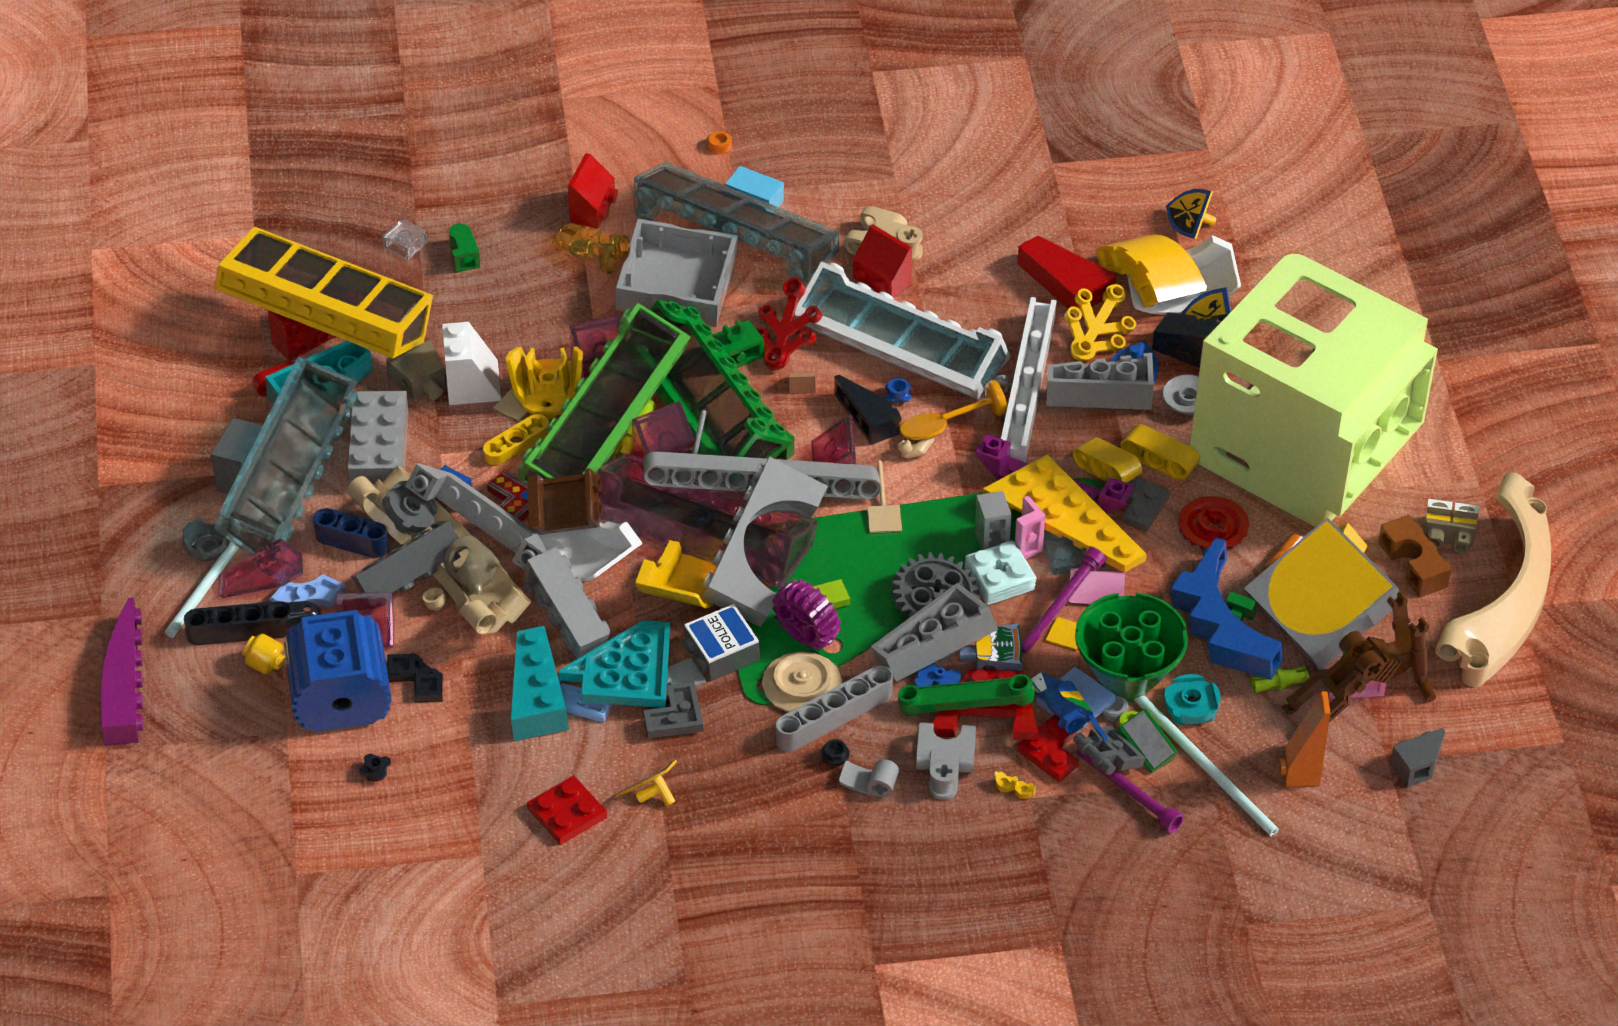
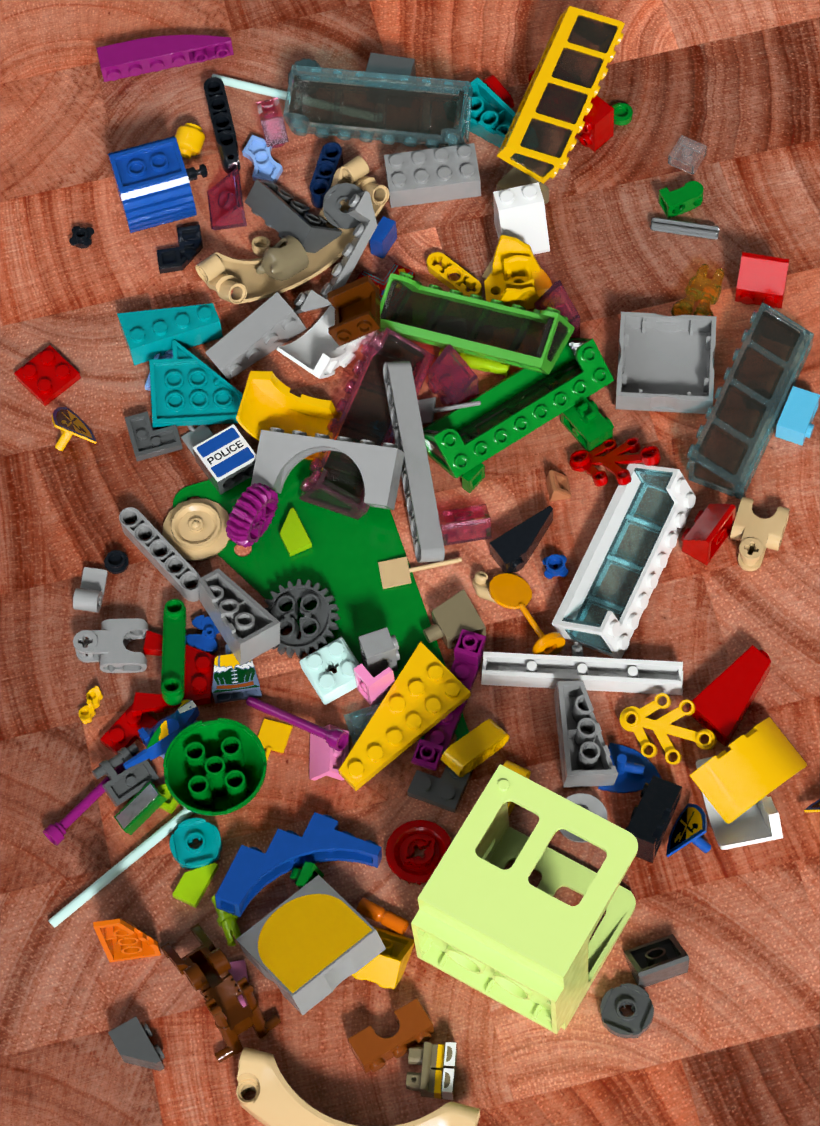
camera: 90 degrees right, 15 degrees up
(499, 252) = (684, 228): none -> axle
(954, 469) = (451, 618): none -> dark tan torso
(1238, 706) = (194, 884): none -> lime tile

